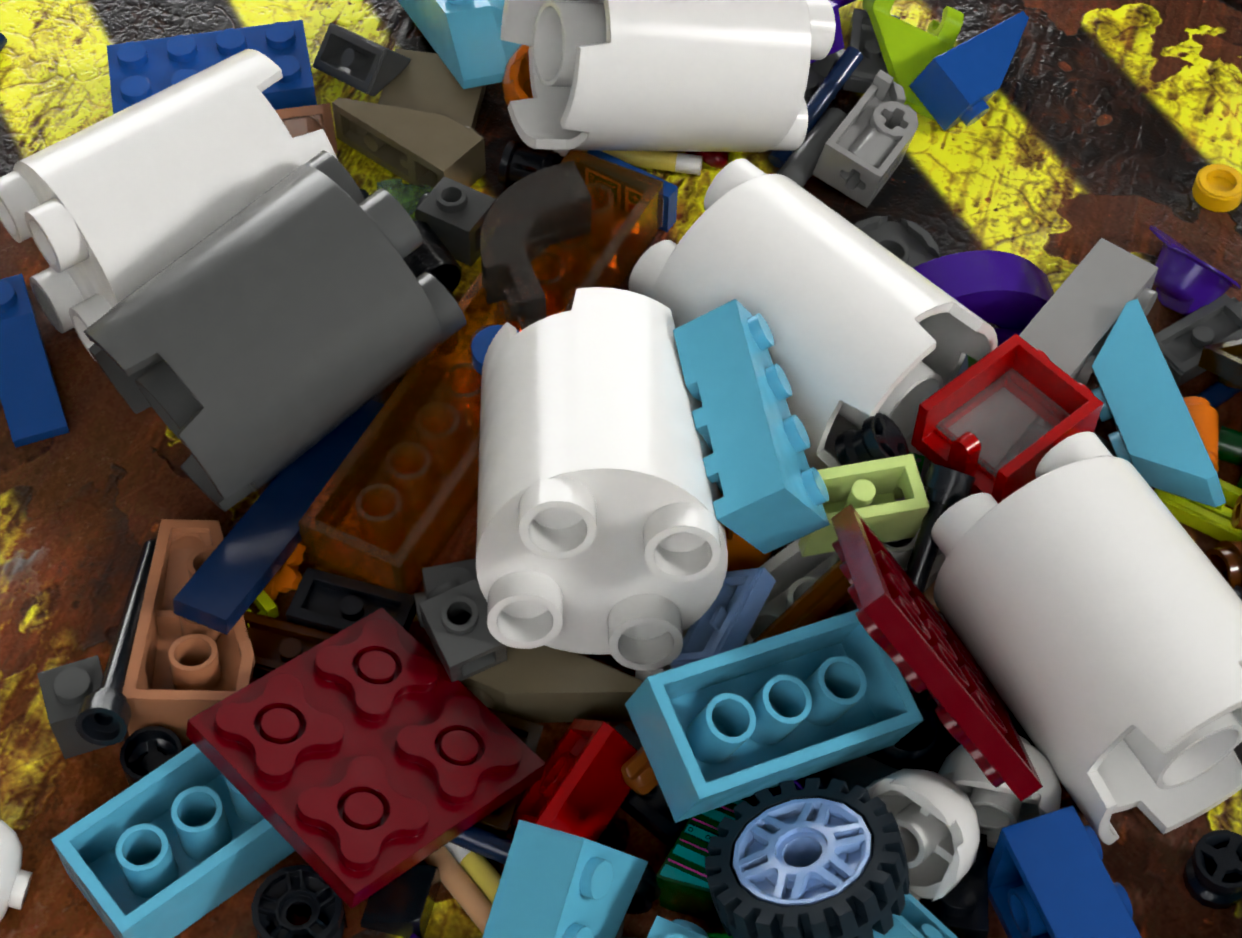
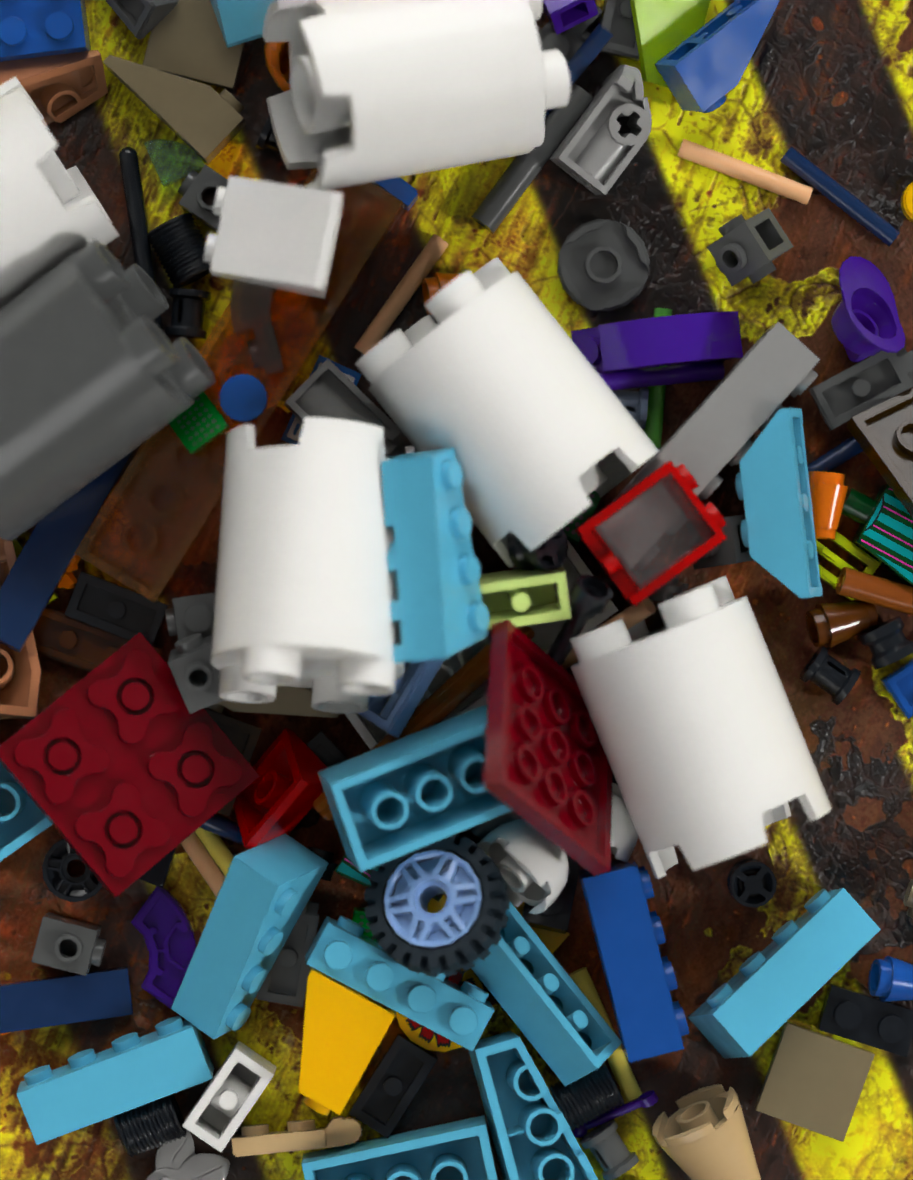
camera: 10 degrees right, 35 degrees up
(447, 379) = (199, 424): none -> green slope
(531, 158) = (275, 235): none -> white slope
(1022, 175) = (745, 172): none -> light nougat bar
(1045, 218) = (749, 247): none -> dark grey brick
(1128, 188) = (840, 196): none -> dark blue bar

